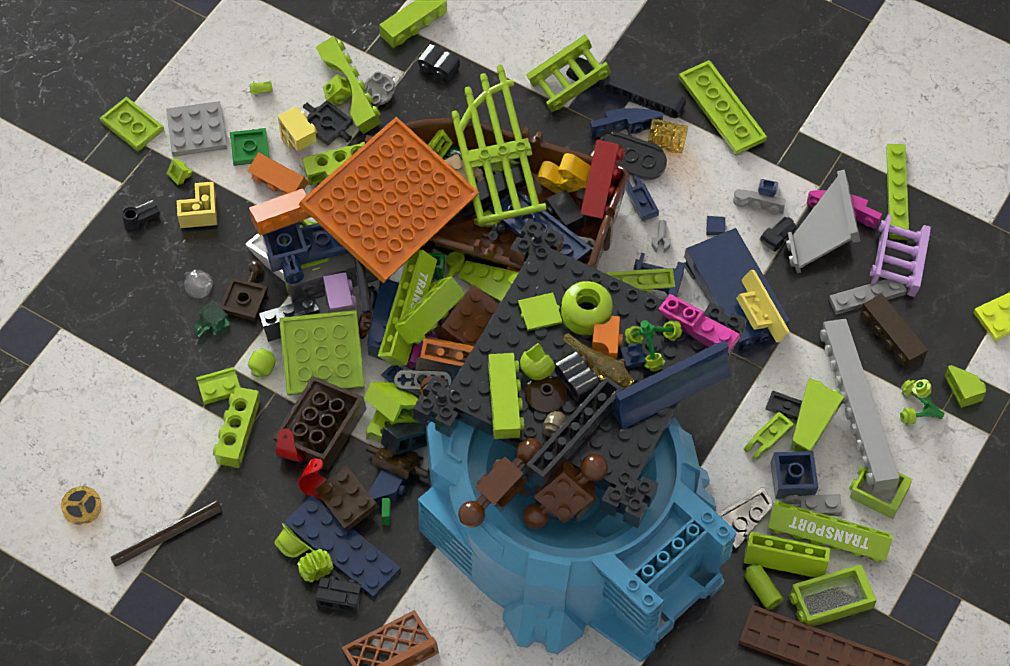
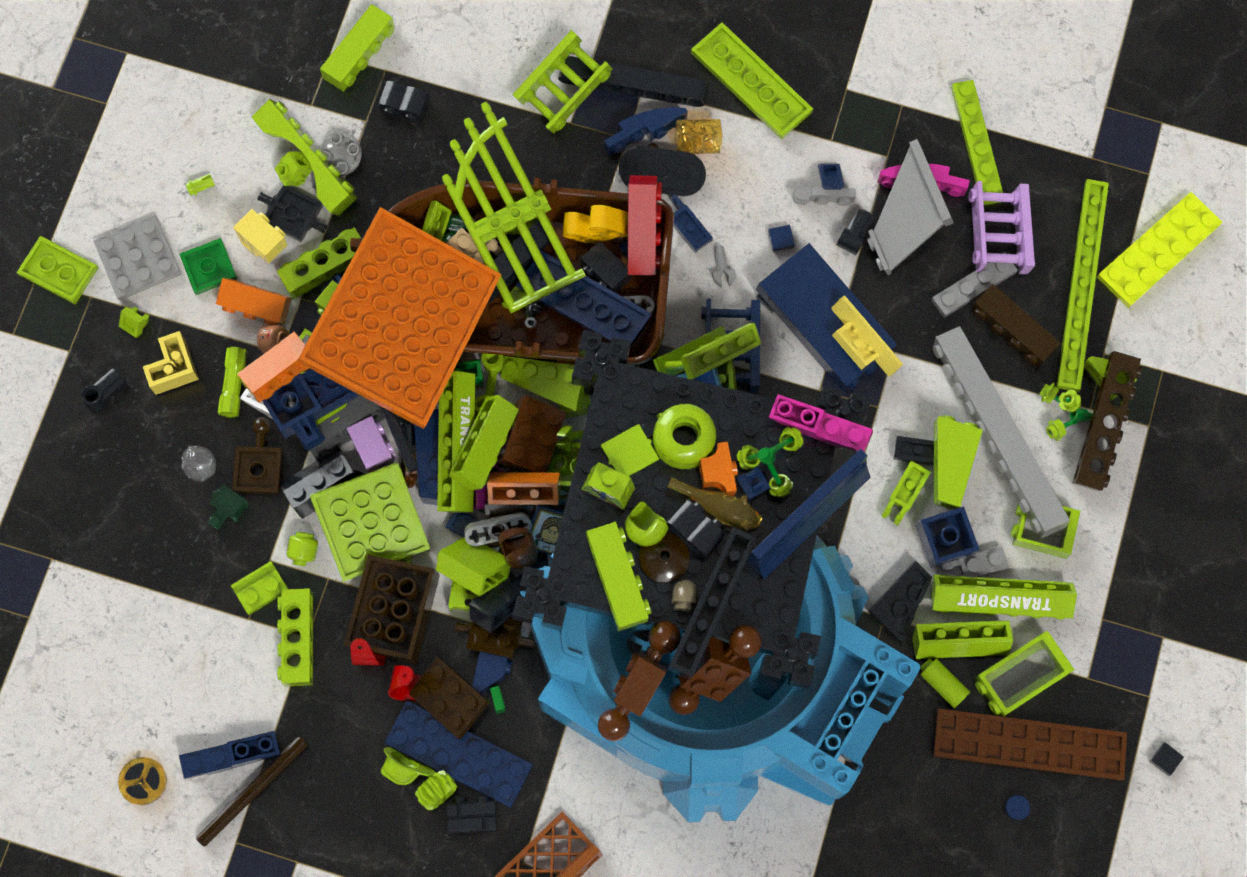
camera: 15 degrees left, 15 degrees up
(159, 502) = (229, 755): none -> dark blue slope
(238, 242) = (230, 398): none -> lime axle
(516, 328) = (609, 486): none -> lime torso
(959, 312) = (1082, 285): none -> lime plate
(971, 372) = (1132, 369): none -> dark brown brick

